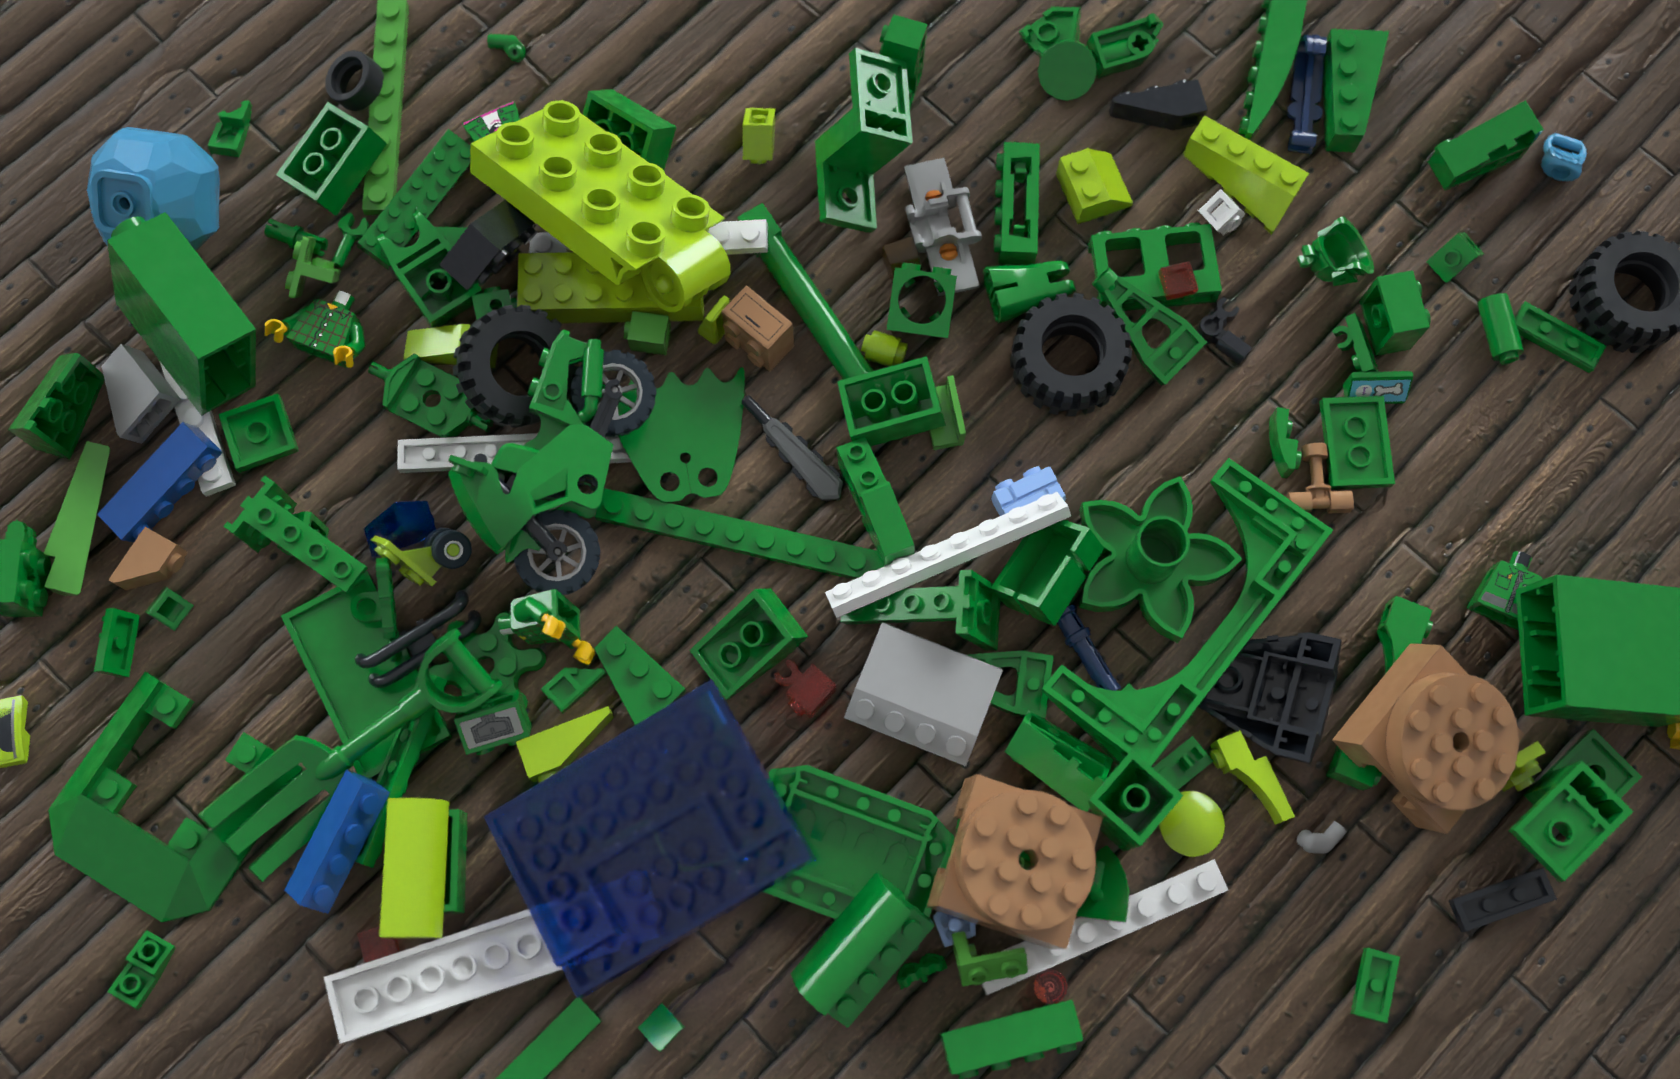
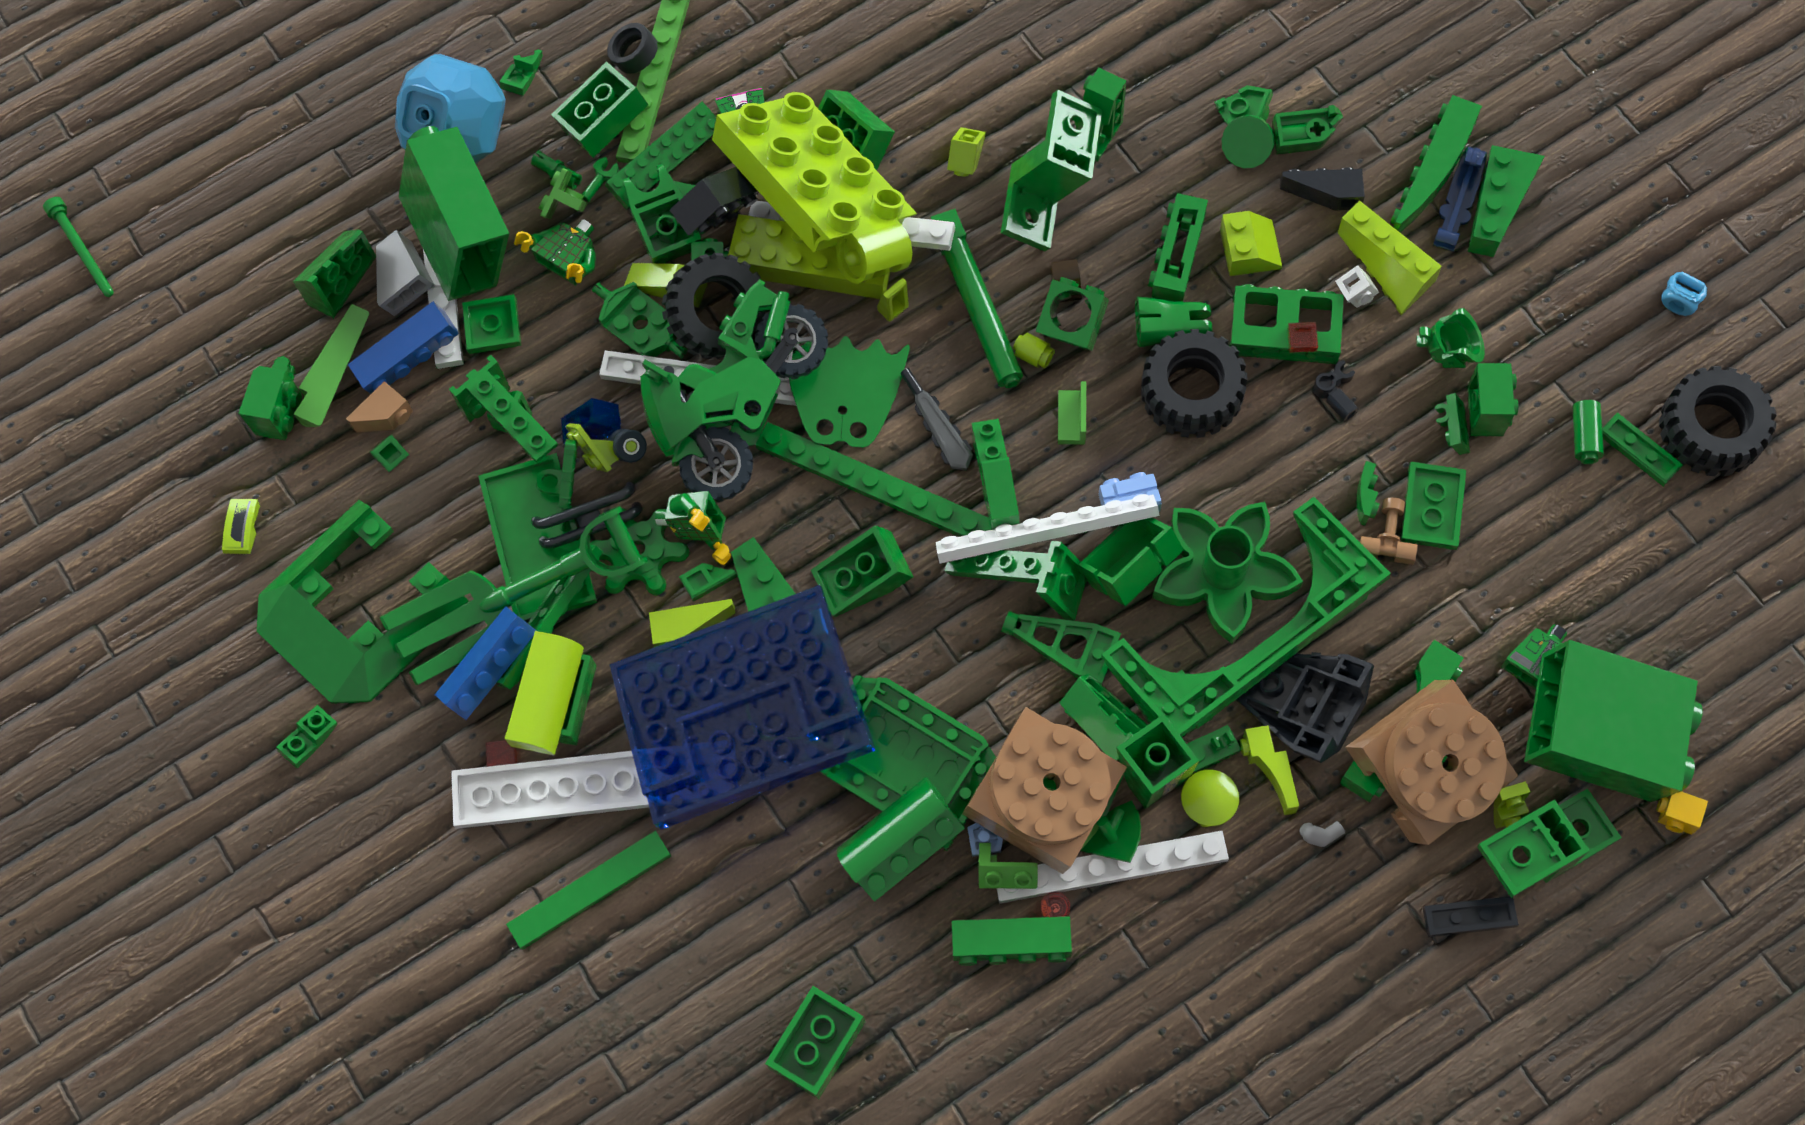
camera: 20 degrees right, 5 degrees down
(117, 643) = (341, 471): green plate -> none
(493, 724) = (633, 595): brick -> none
(509, 43) = (769, 39): green arm -> none
(648, 332) = (834, 300): bright green brick -> none
(661, 1027) = (719, 871): green slope -> none
(757, 329) = (927, 313): medium nougat brick -> none
(809, 689) = (903, 621): clear red brick -> none
(891, 402) = (1028, 395): green slope -> none
(912, 971) = (941, 869): green piece -> none
(923, 694) = (1000, 641): light grey slope -> none
(930, 223) = (1097, 251): light grey piece -> none
(1078, 637) = (1147, 624): dark blue pin -> none
(1174, 351) = (1287, 398): green plate -> none
(1375, 985) = (1339, 964): green plate -> none
(1391, 385) = (1475, 461): slope -> none
(1454, 256) = (1562, 361): green bracket -> none
(1486, 146) = (1610, 272): green wedge -> none

